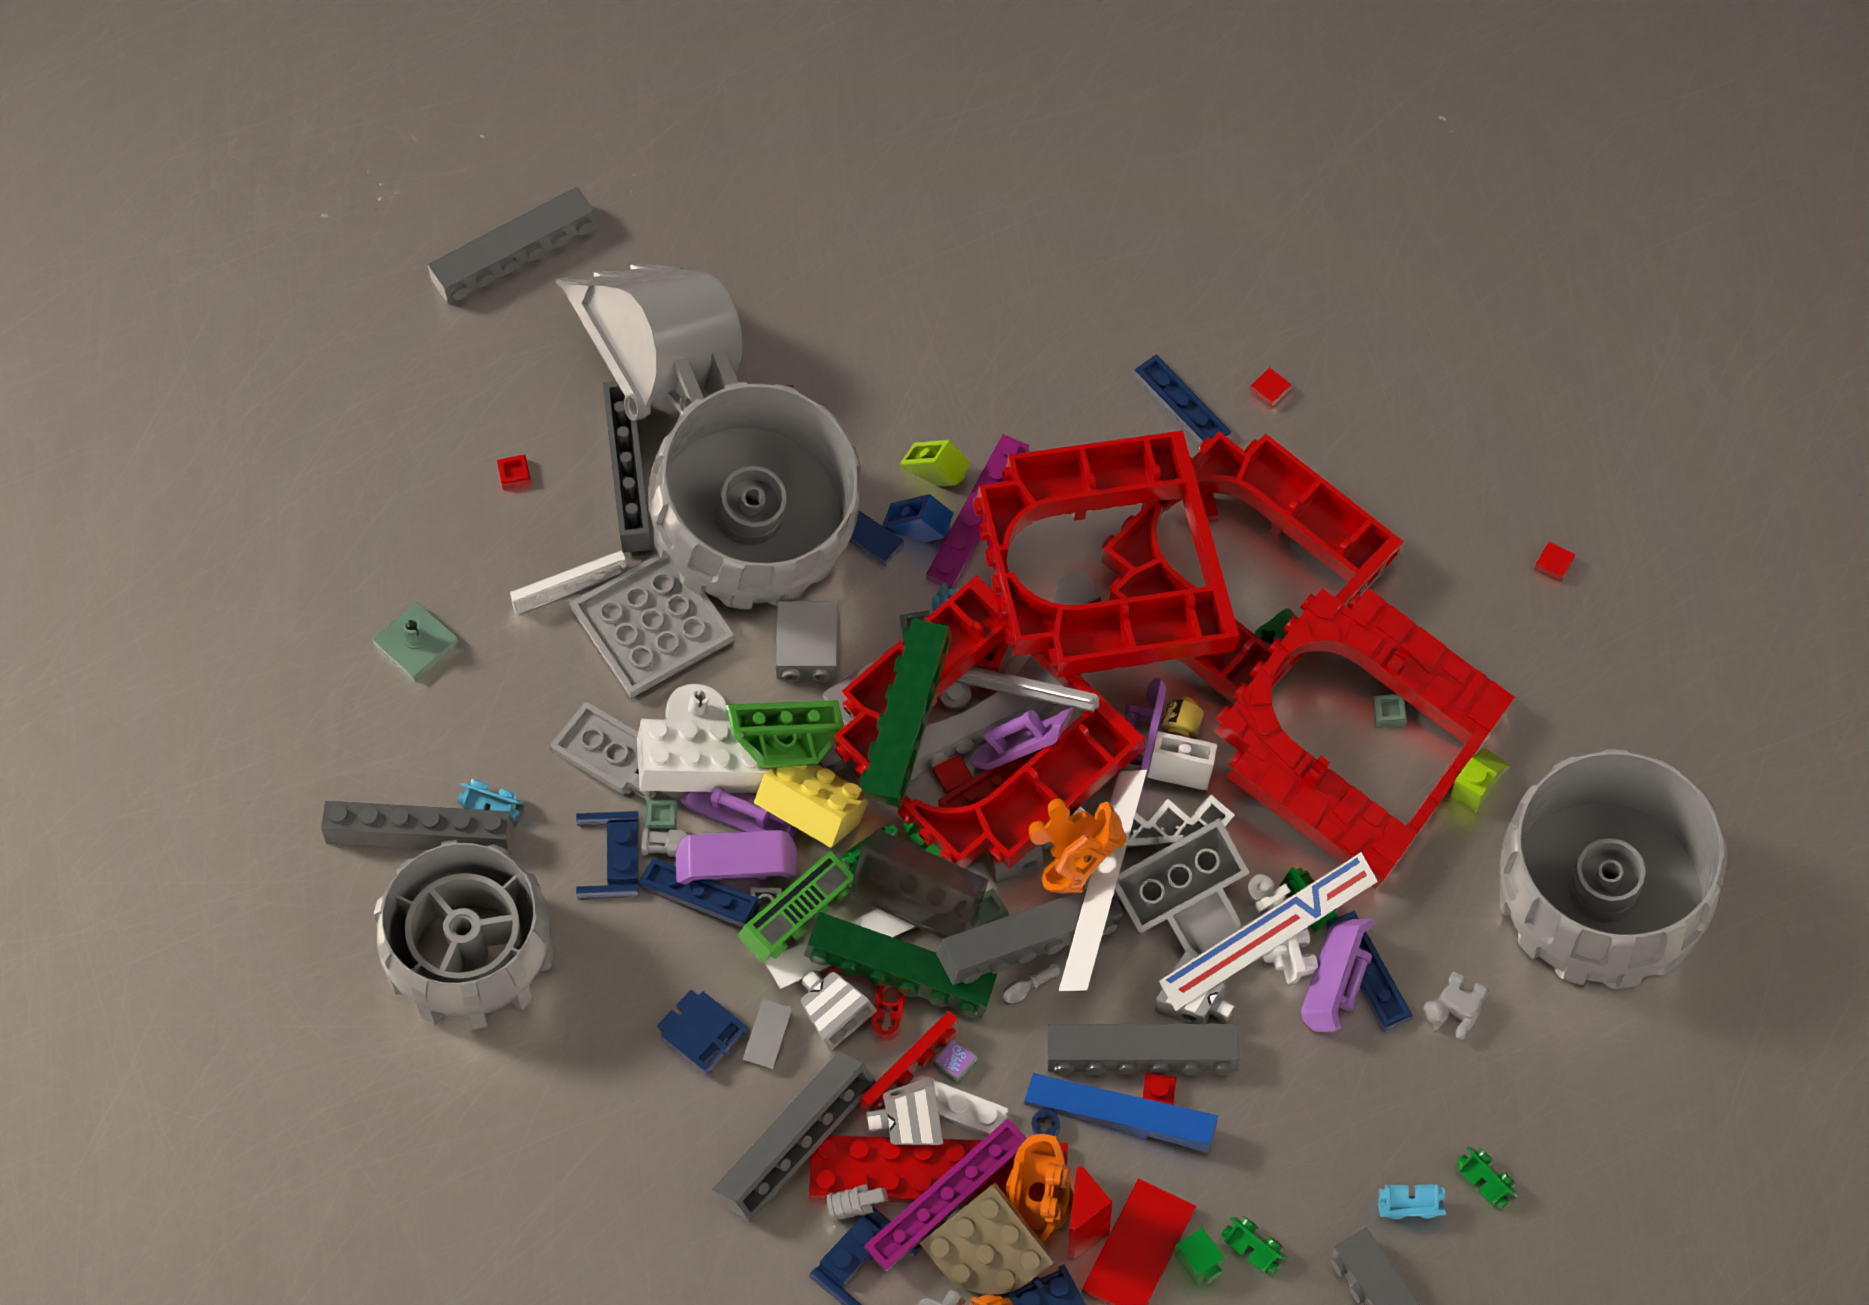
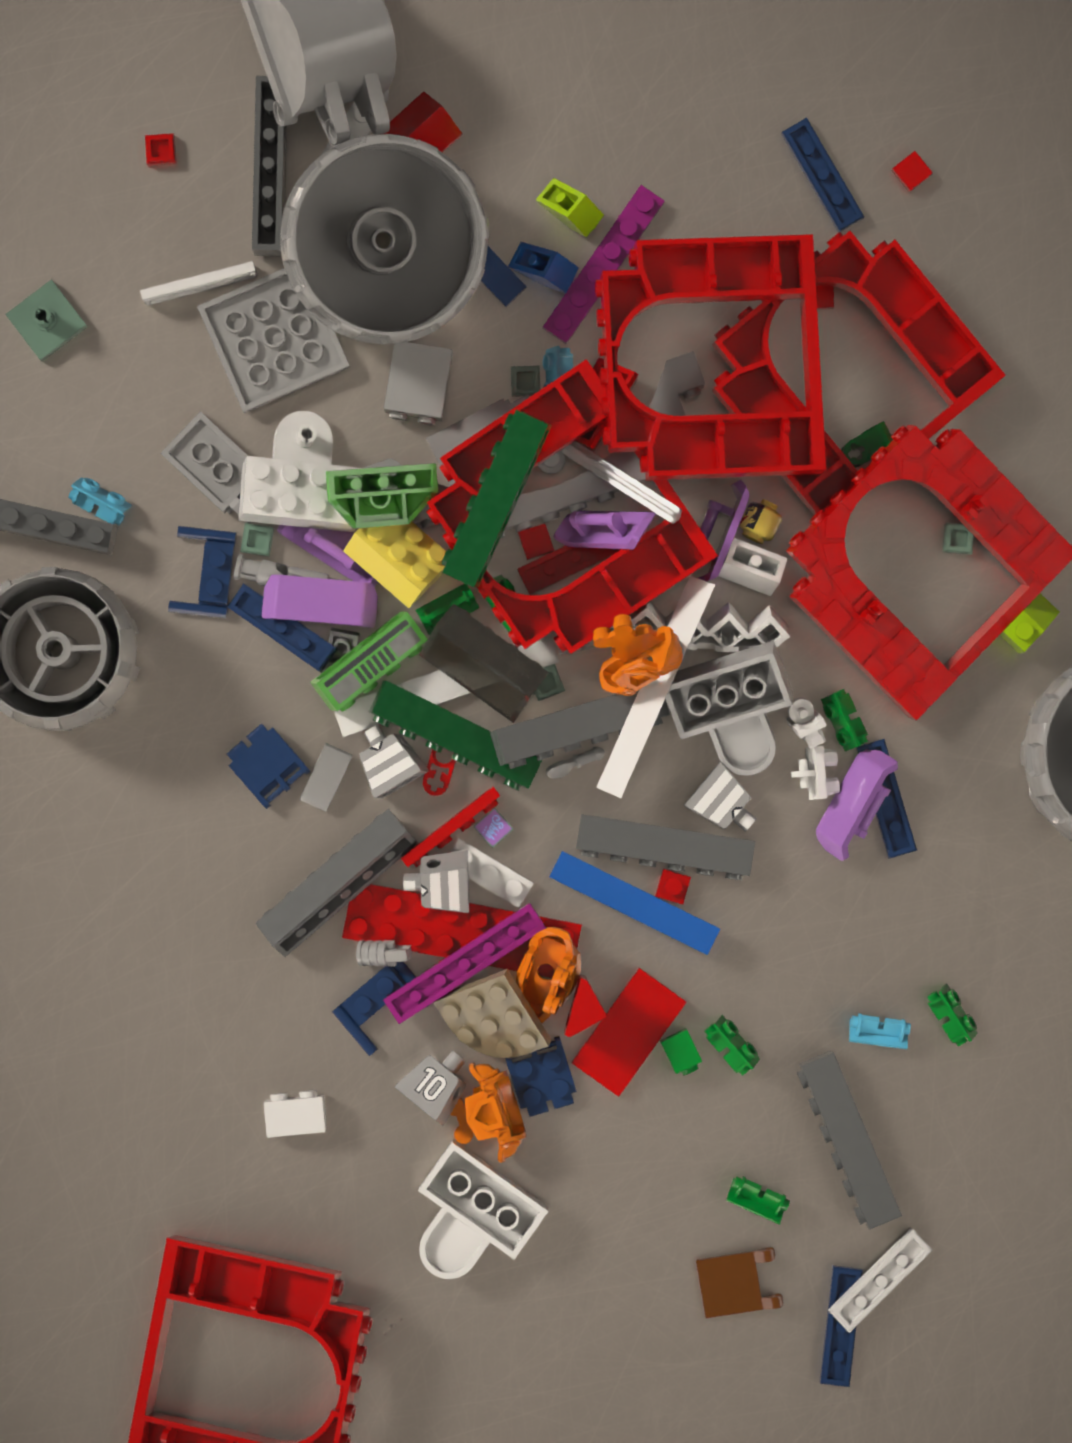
camera: 10 degrees right, 25 degrees up
(1041, 1116) = (567, 911): dark blue bush -> none
(1268, 931) = (800, 758): white sticker -> none
(1457, 1002) = (957, 842): light grey animal -> none

